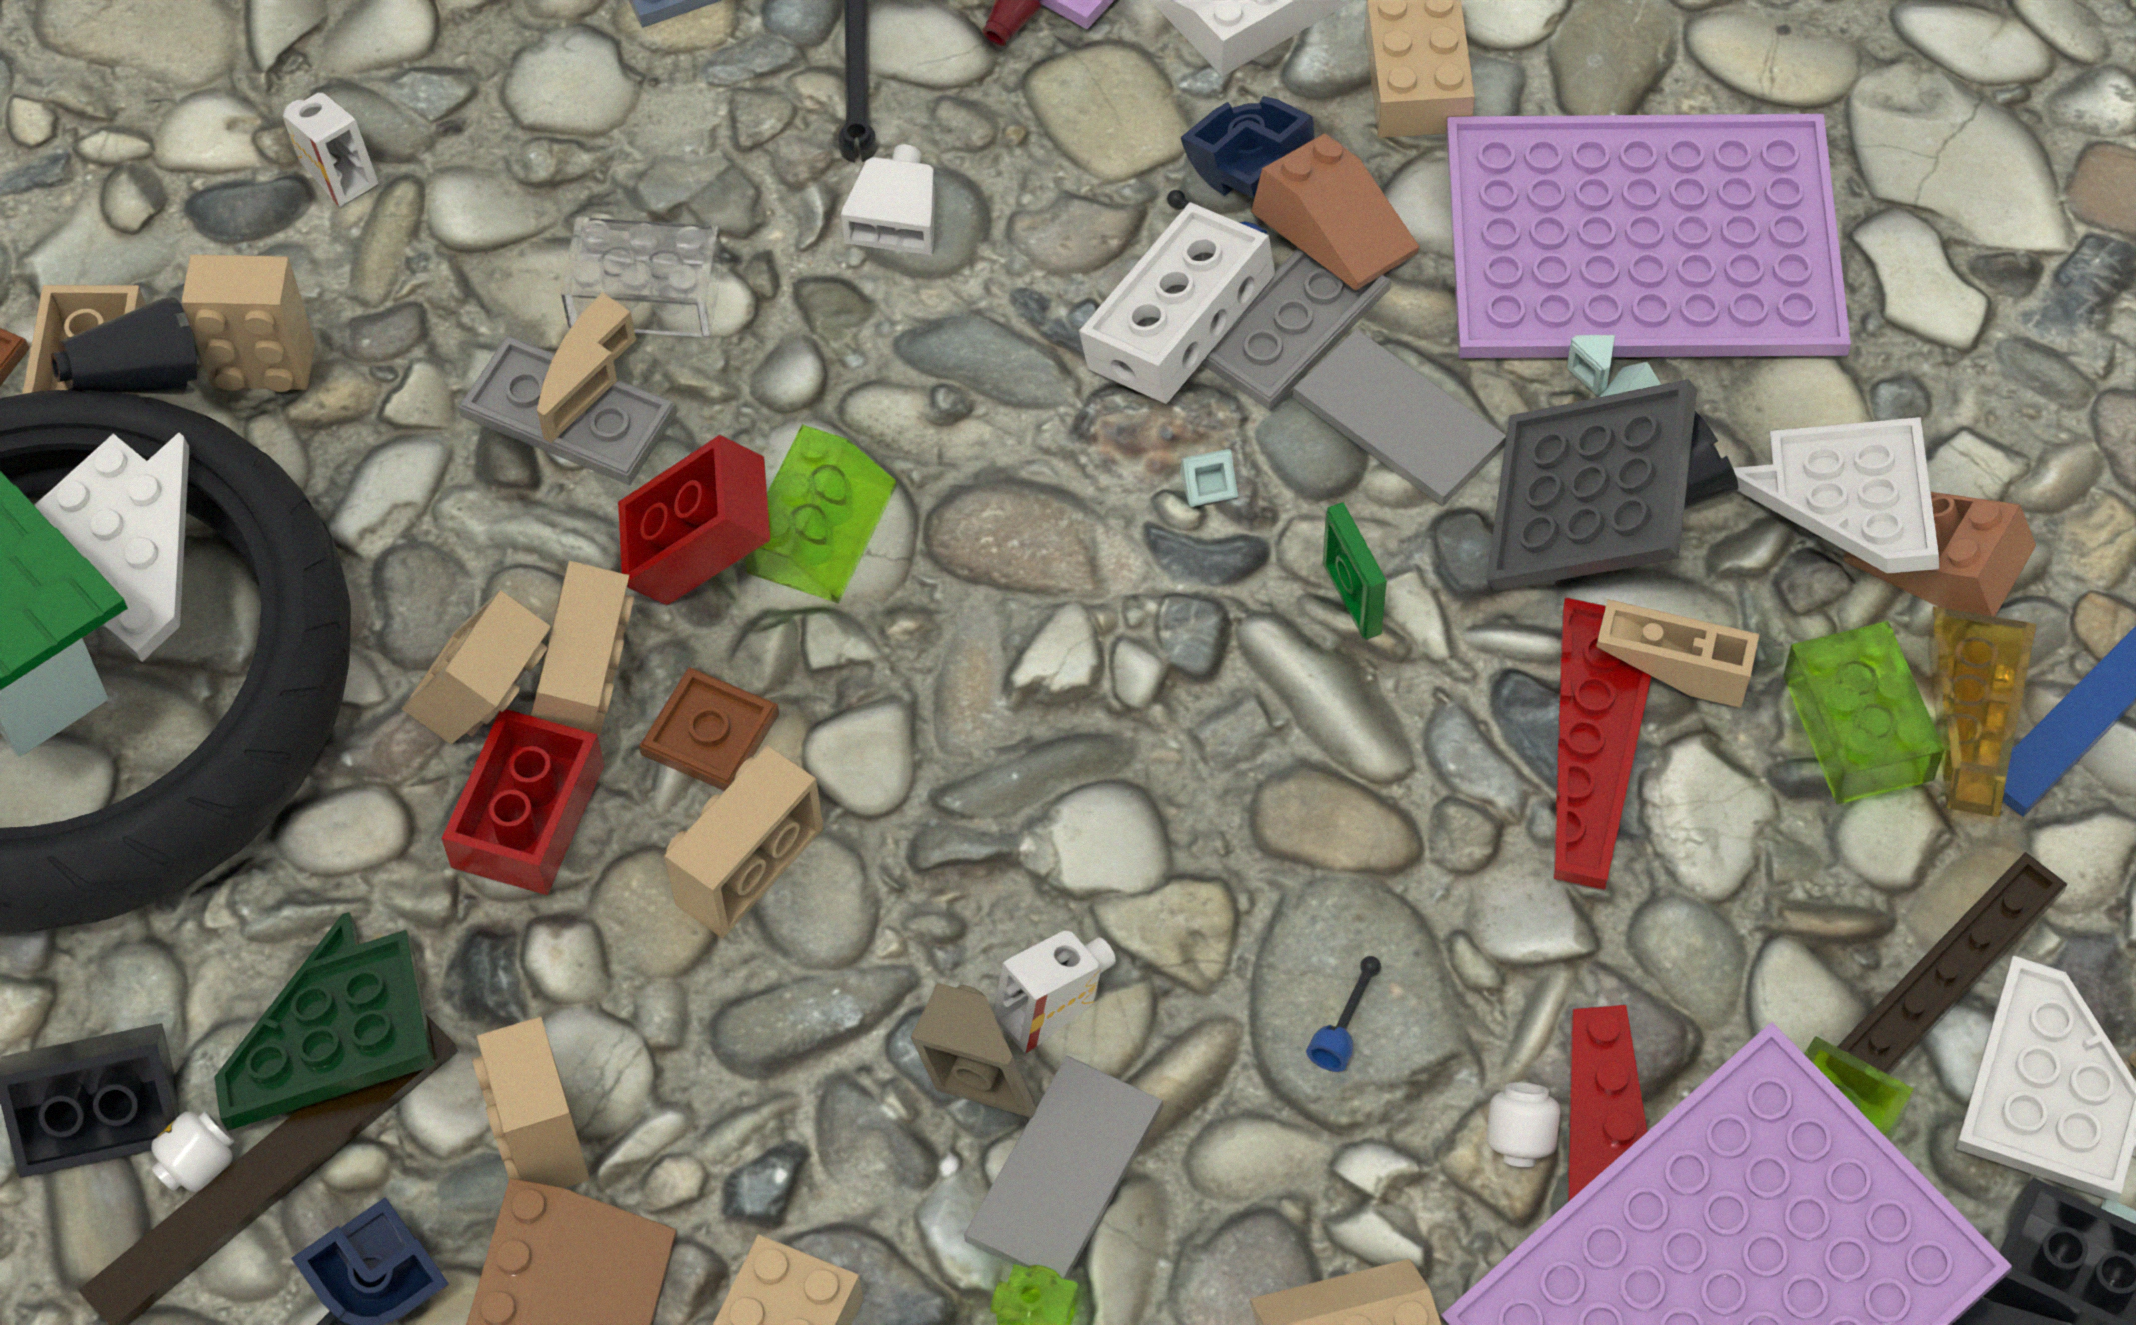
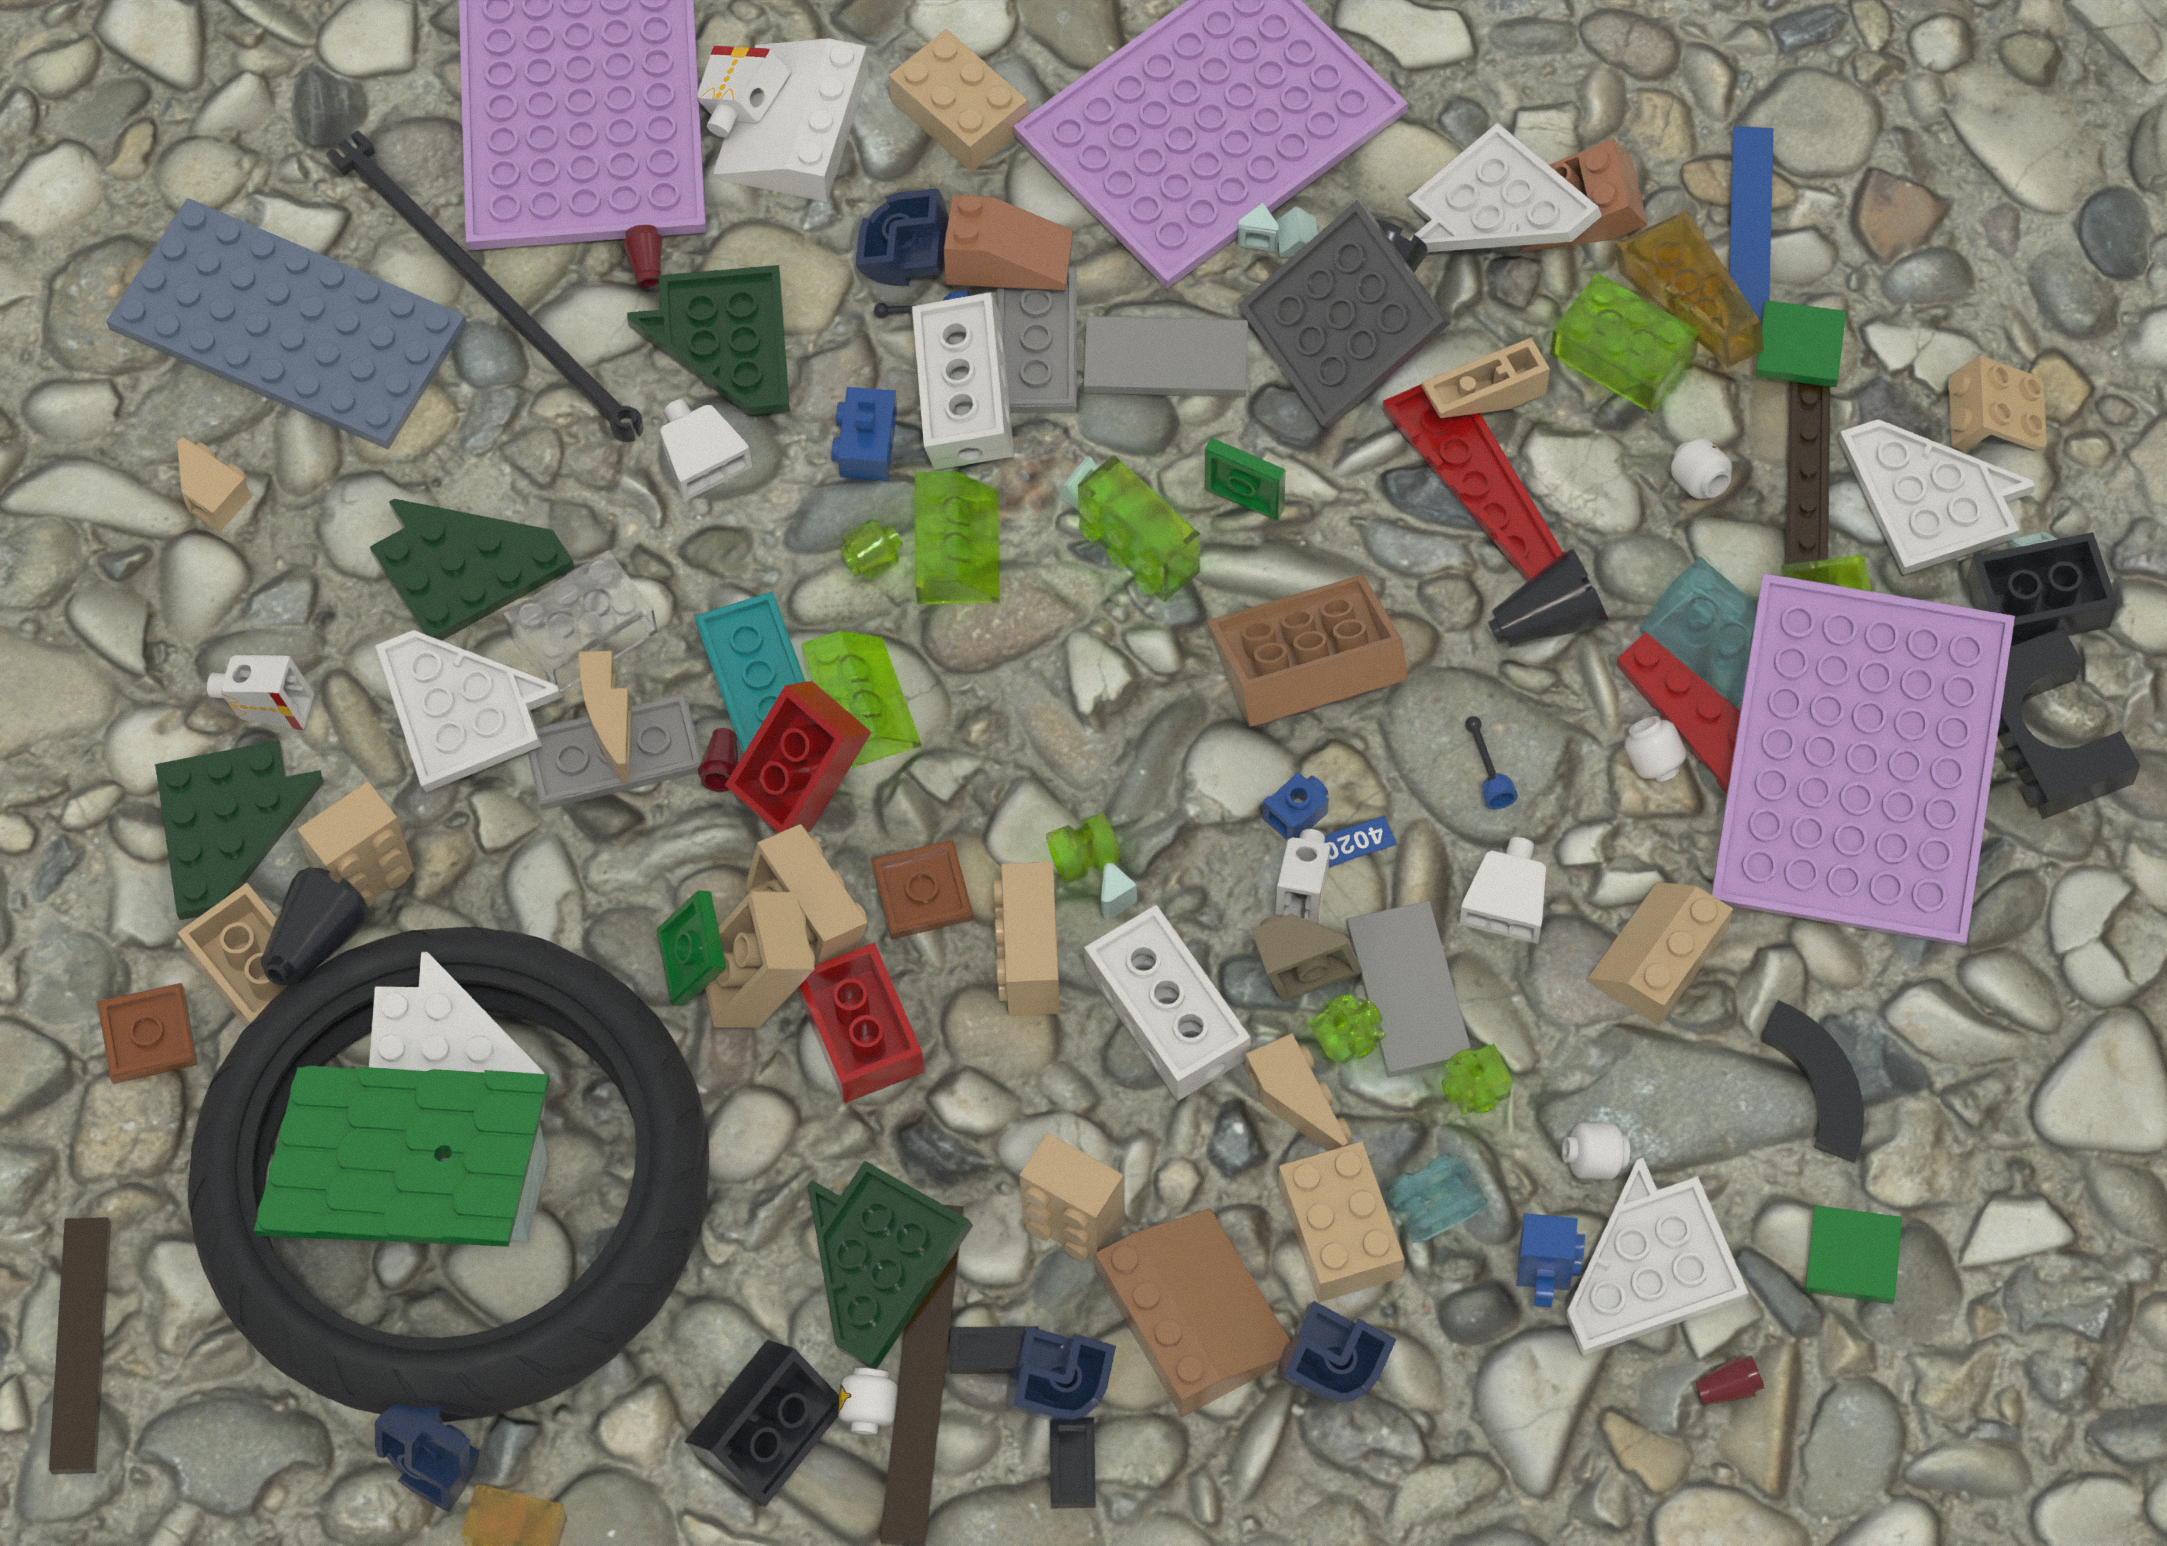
camera: 40 degrees left, 5 degrees up
(200, 210) = (225, 818): none -> dark green wing
(345, 1189) = (984, 1349): none -> black tile
(445, 621) = (691, 948): none -> green tile
(470, 275) = (459, 707): none -> white wing
(601, 162) = (464, 565): none -> dark green wing
(636, 475) = (719, 760): none -> dark red cone
(769, 403) = (749, 659): none -> teal tile
(822, 950) = (1159, 1027): none -> white brick
(856, 1166) = (1290, 1091): none -> tan slope
(870, 862) = (1117, 892): none -> light aqua slope
(882, 799) = (1083, 848): none -> clear neon green wheel
(956, 394) = (870, 549): none -> clear neon green head
(959, 1158) = (1348, 1028): none -> clear neon green brick
(1018, 123) = (725, 333): none -> dark green wing
(1040, 439) = (956, 539): none -> clear neon green slope
(1053, 292) = (866, 433): none -> blue brick
(1121, 912) = (1292, 817): none -> blue brick
(1149, 991) = (1359, 840): none -> blue sticker
(1207, 545) = (1138, 529): none -> clear neon green brick
(1244, 1151) = (1507, 893): none -> white torso
(1270, 776) = (1308, 650): none -> medium nougat slope
(1549, 905) = (1549, 605): none -> black cone
(1685, 1034) = (1706, 627): none -> clear light blue slope
(1831, 888) = (1701, 468): none -> white head
(2049, 840) = (1801, 343): none -> green tile

